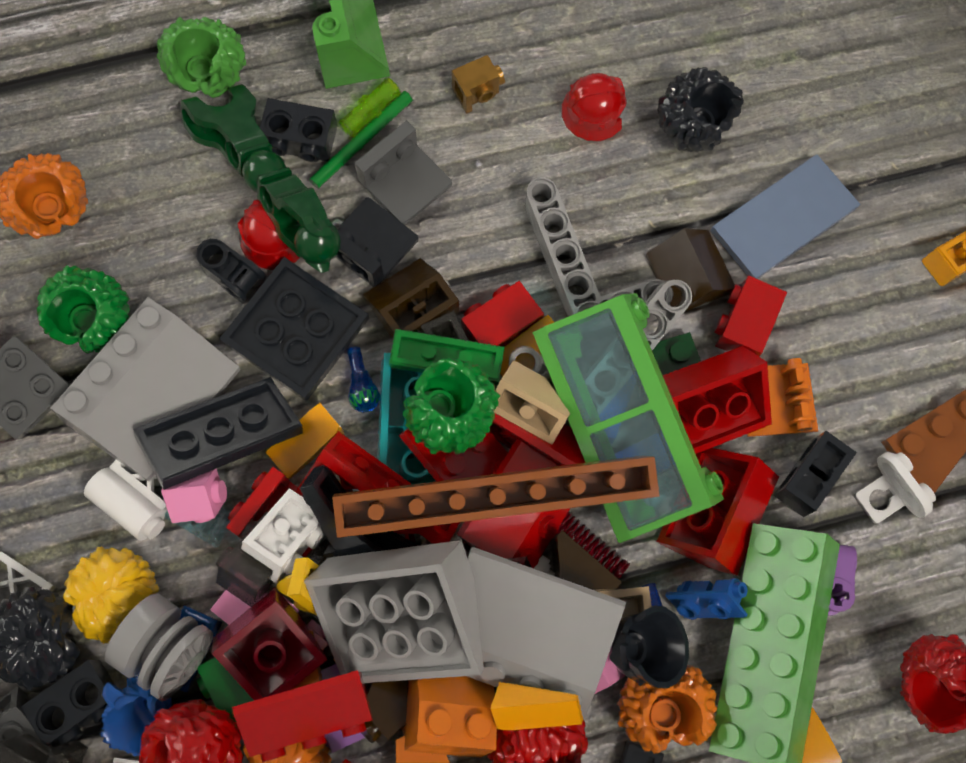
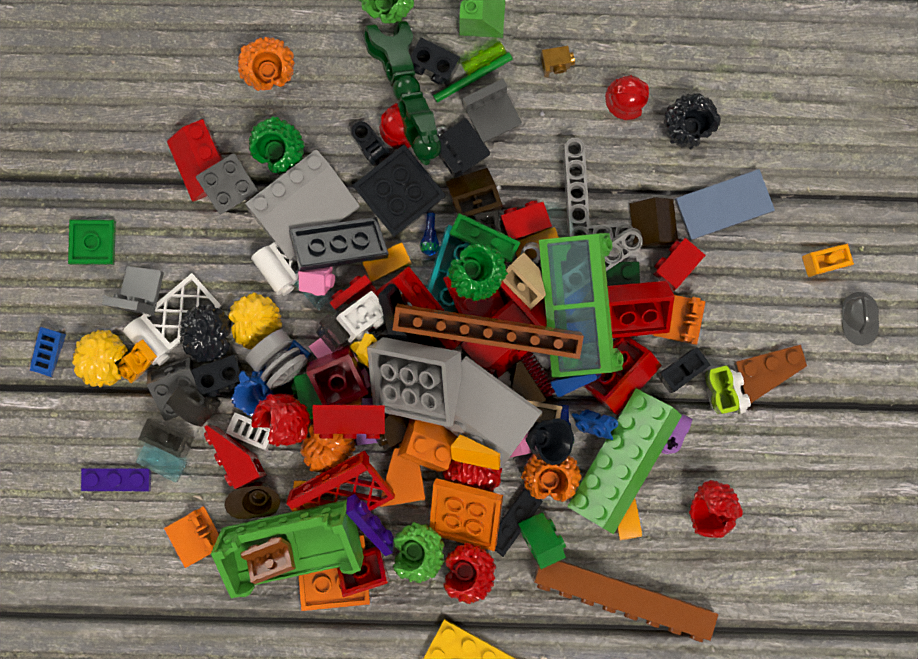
camera: 20 degrees right, 10 degrees up
(644, 548) = (567, 384): none -> blue slope
(888, 493) = (723, 396): none -> lime brick

